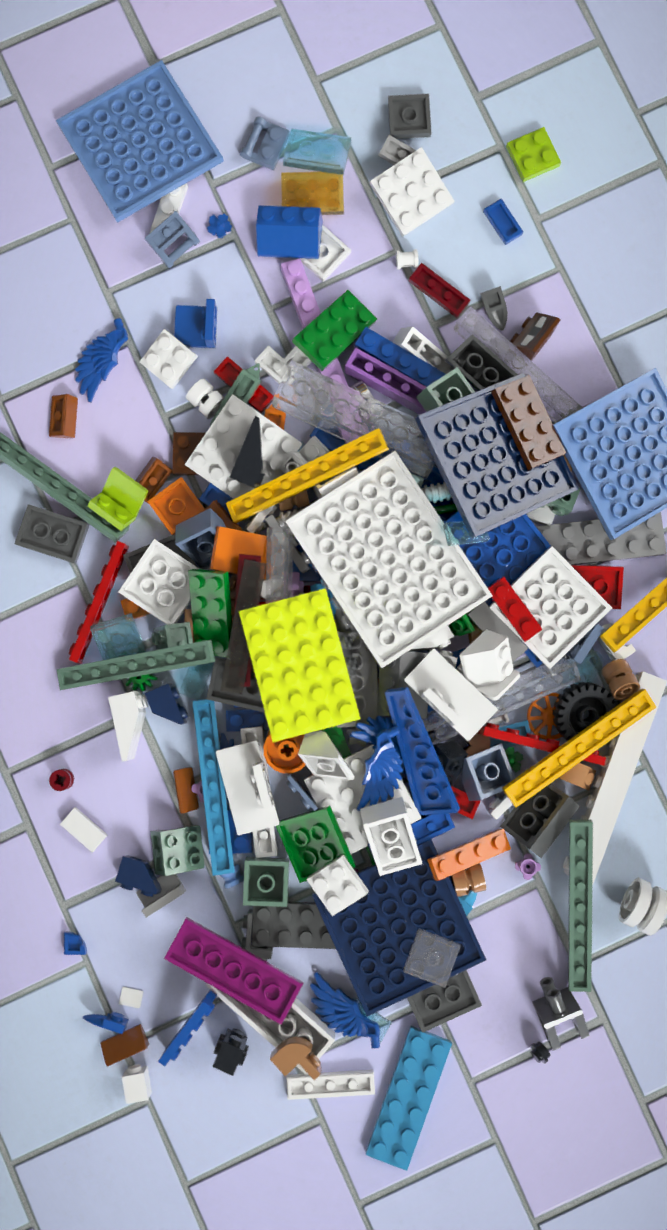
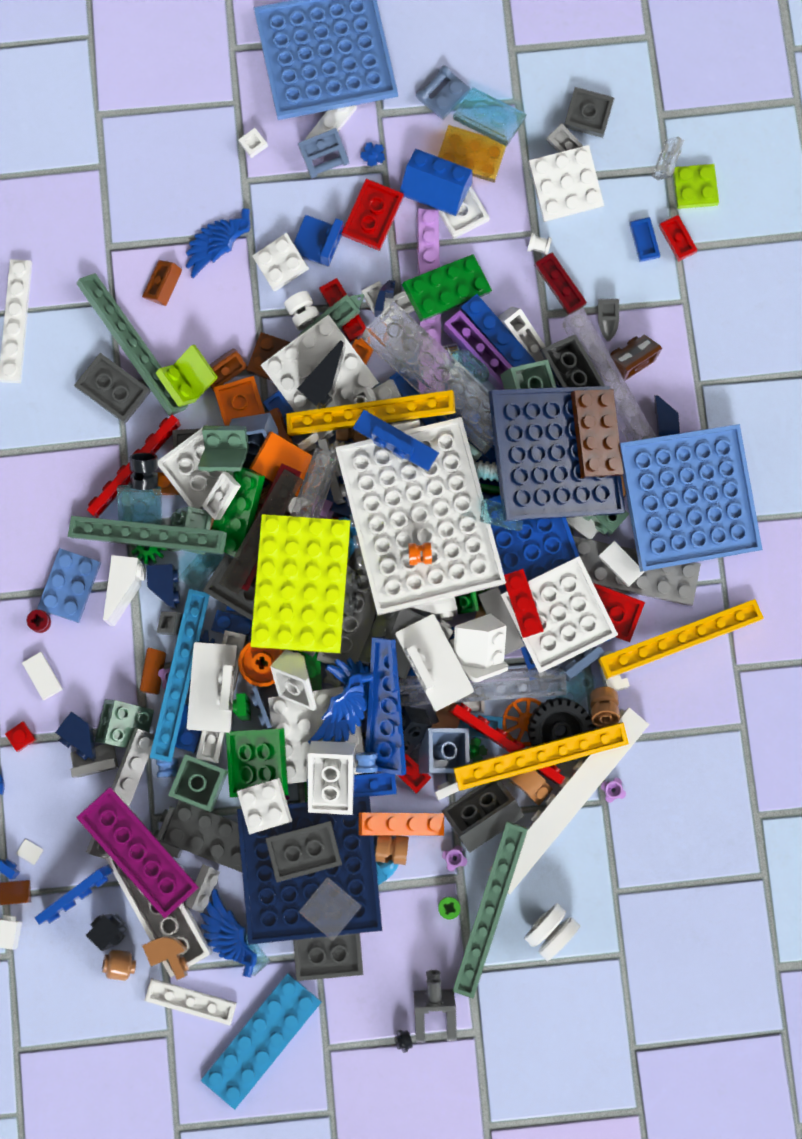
camera: 15 degrees right, 5 degrees down
(78, 735) = (69, 585): none -> medium blue plate
(83, 893) = (20, 736): none -> red plate
(101, 252) = (253, 143): none -> white plate
(110, 605) = (143, 470): none -> black wheel
(179, 558) = (224, 448): none -> sand green bracket
(185, 739) = (169, 623): none -> dark grey plate
(192, 604) = (221, 496): none -> white plate
(198, 893) = (128, 776): none -> light grey plate
(239, 283) = (372, 214): none -> red plate
(252, 1076) = (118, 965): none -> medium nougat head
(279, 353) = (386, 291): none -> dark blue slope
(283, 798) = (242, 707): none -> green plate
(305, 972) = (206, 881): none -> light grey plate
(341, 495) = (398, 442): none -> blue bracket
(386, 396) = (472, 365): none -> clear light blue plate
(389, 914) = (303, 851): none -> dark grey plate
(398, 599) = (414, 553): none -> orange wheel
(419, 811) = (366, 762): none -> medium blue wheel
(499, 136) = (667, 159): none -> clear plate
(534, 209) = (678, 238): none -> red plate
(536, 911) = (446, 905): none -> bright green wheel
(582, 385) = (666, 418): none -> dark blue slope
(588, 538) = (621, 564): none -> white tile
(658, 752) = (619, 792): none -> lavender plate

